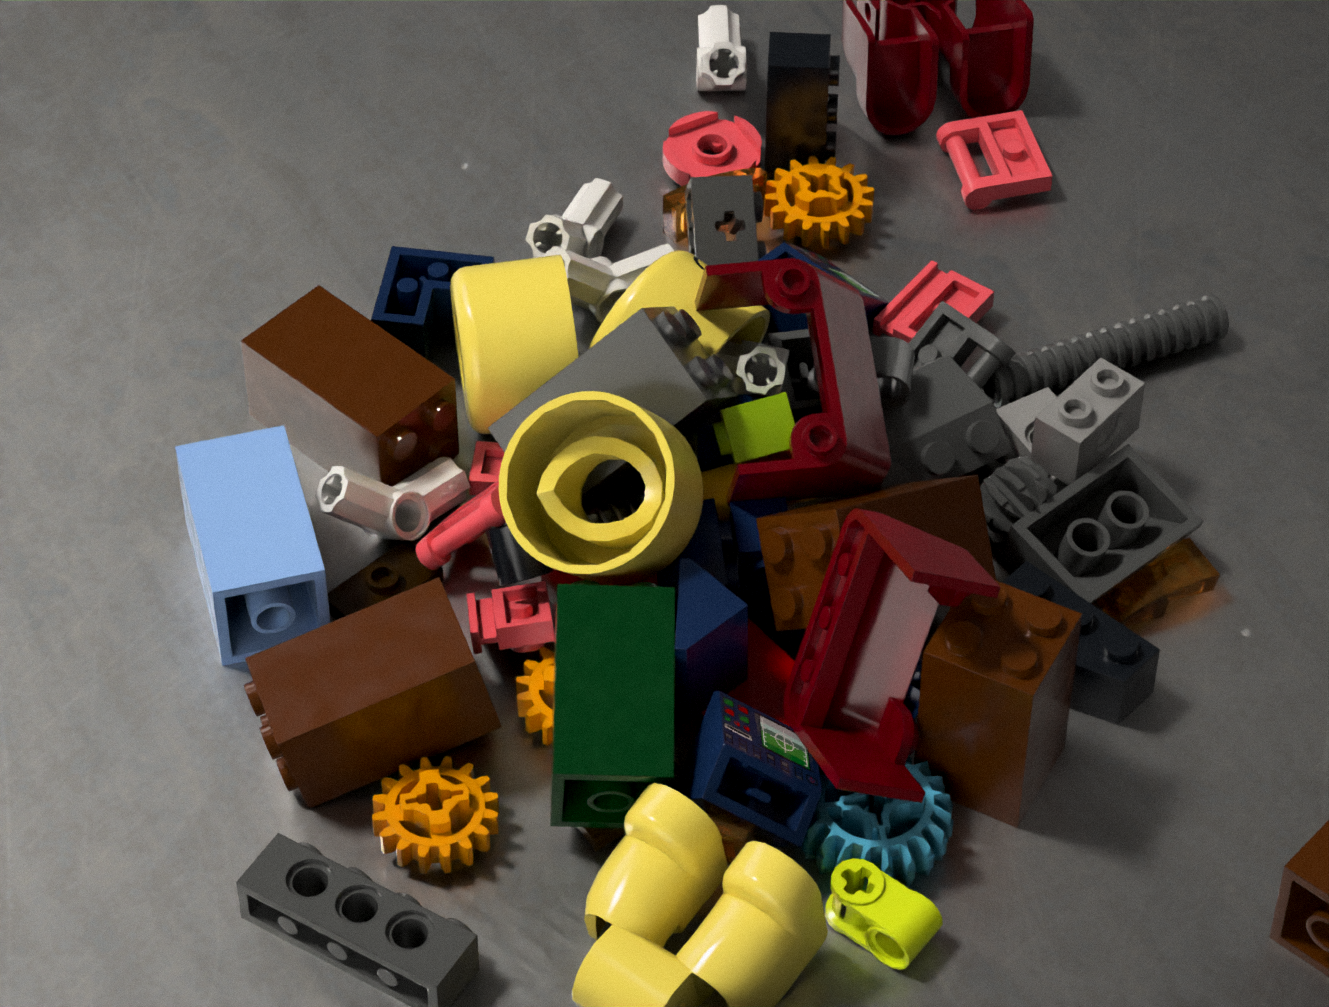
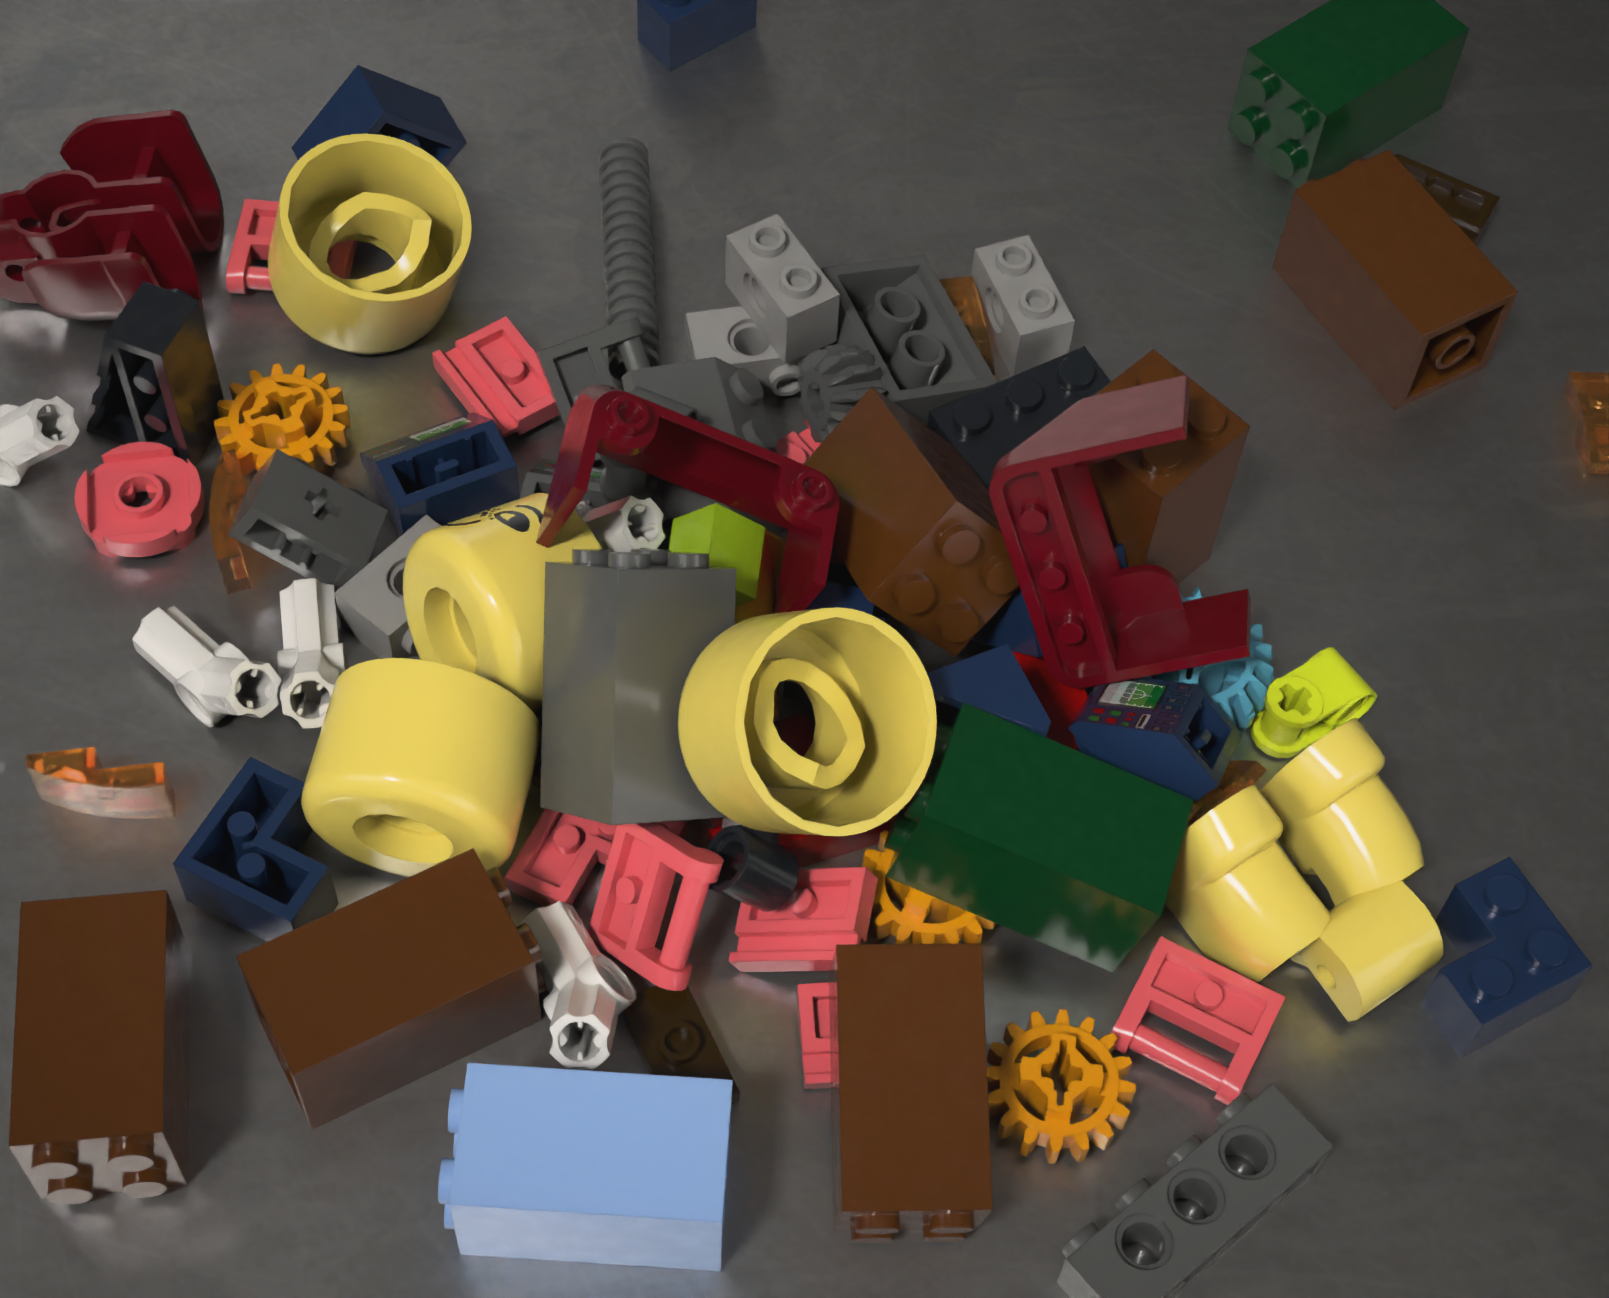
camera: 75 degrees left, 10 degrees up
(243, 262) = (101, 1047): none -> reddish brown brick
(461, 209) = (80, 784): none -> clear orange slope
(551, 903) = (1205, 1002): none -> coral plate
(989, 128) = (378, 195): none -> light yellow piece
(1130, 154) = (385, 107): none -> dark blue brick
(1203, 613) = (1021, 304): none -> light grey brick

